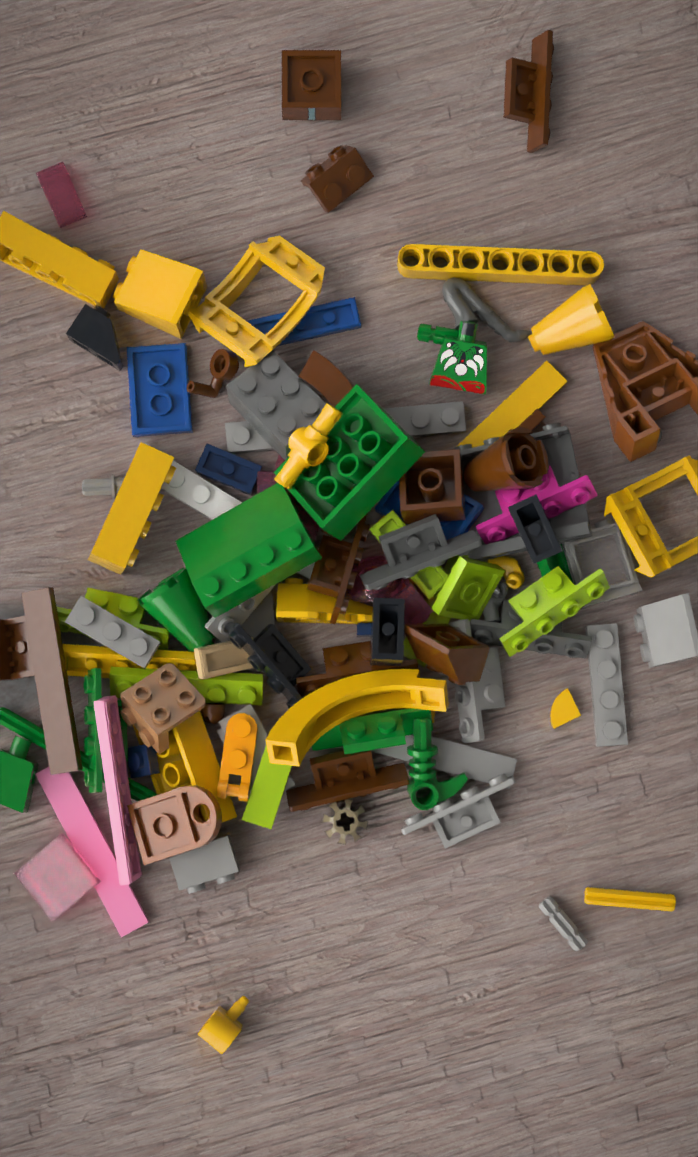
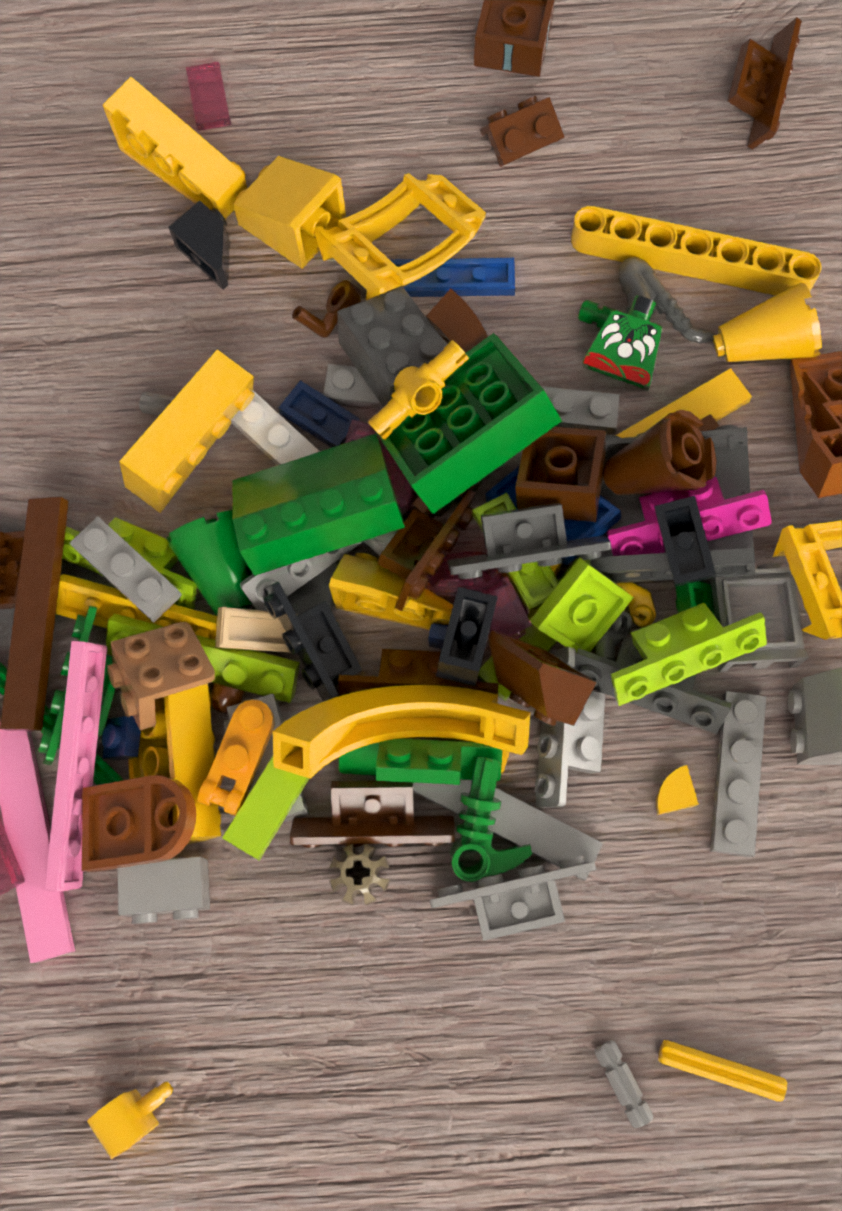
camera: 20 degrees right, 10 degrees down
(159, 390) = (259, 315): blue tile -> none

